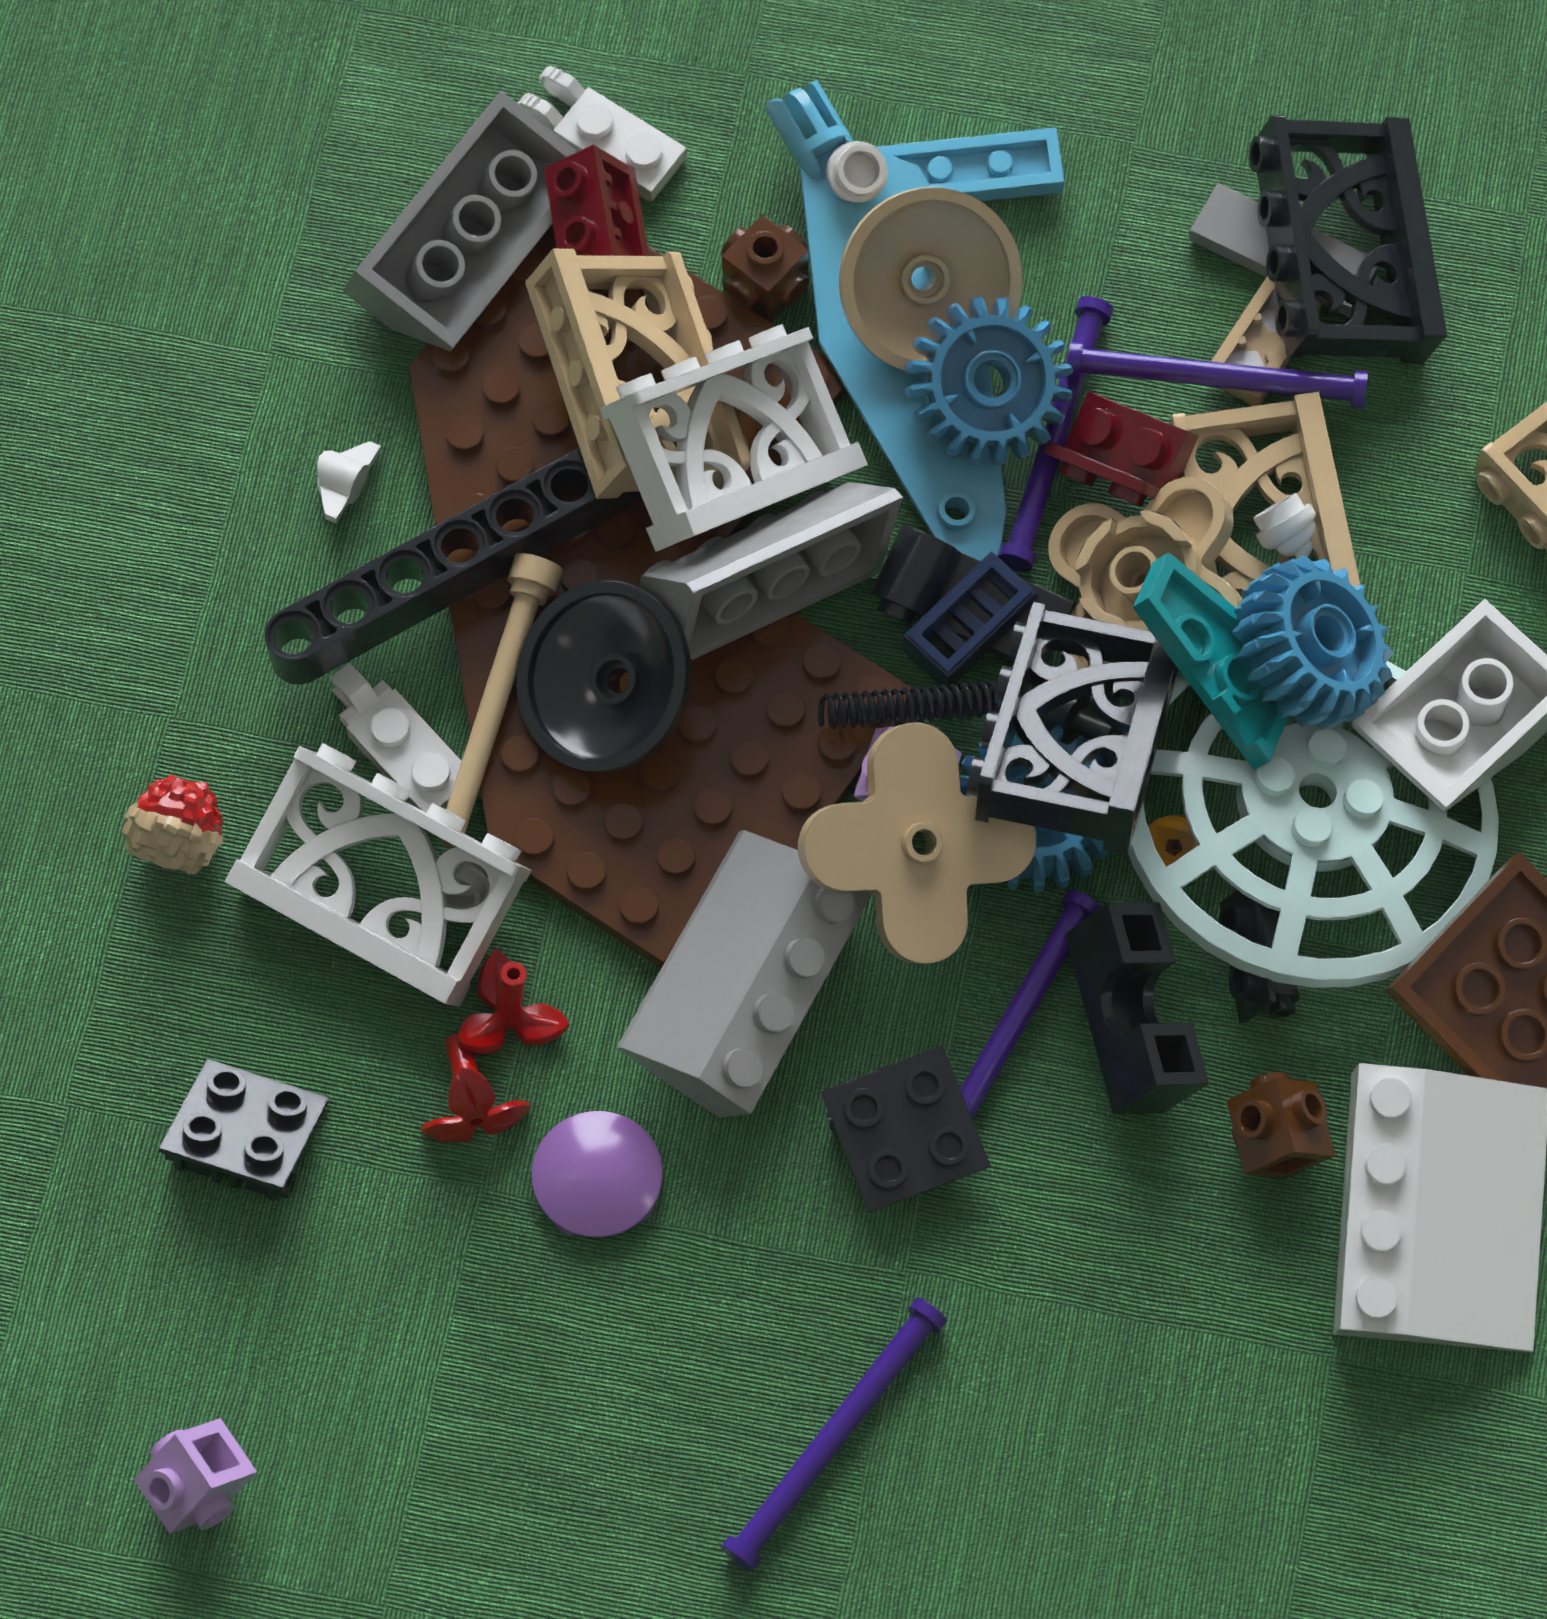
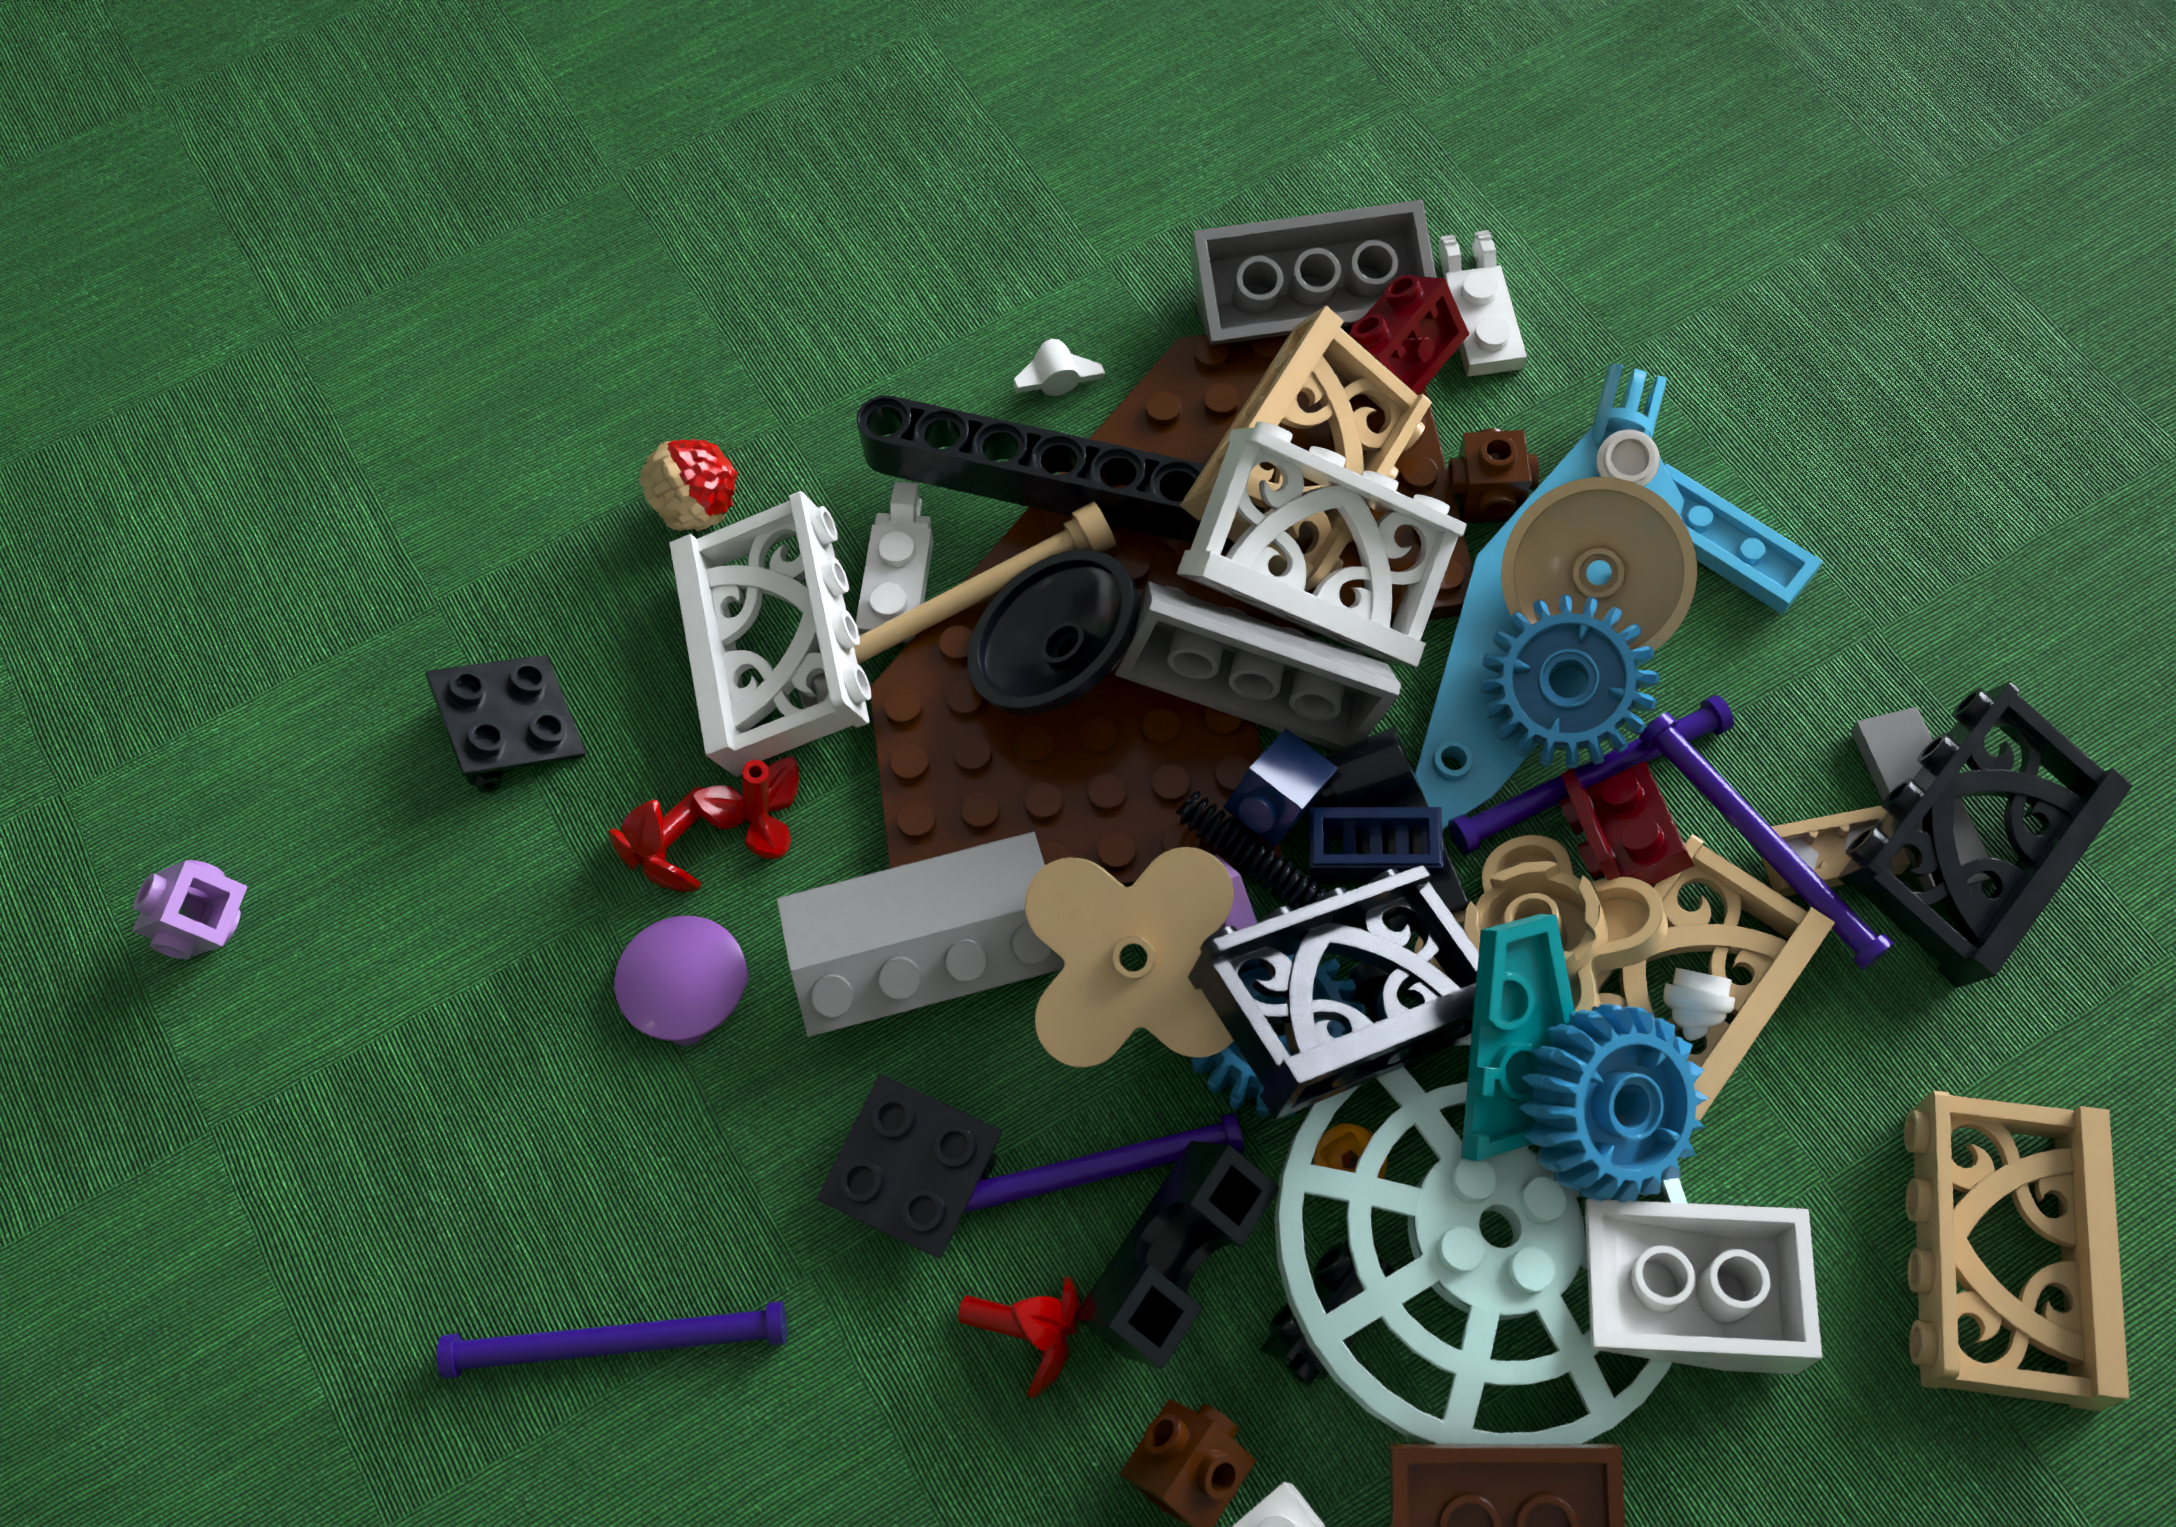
camera: 50 degrees right, 5 degrees down
(875, 639) = (1280, 787): none -> dark blue brick
(1100, 1138) = (1036, 1319): none -> red plant

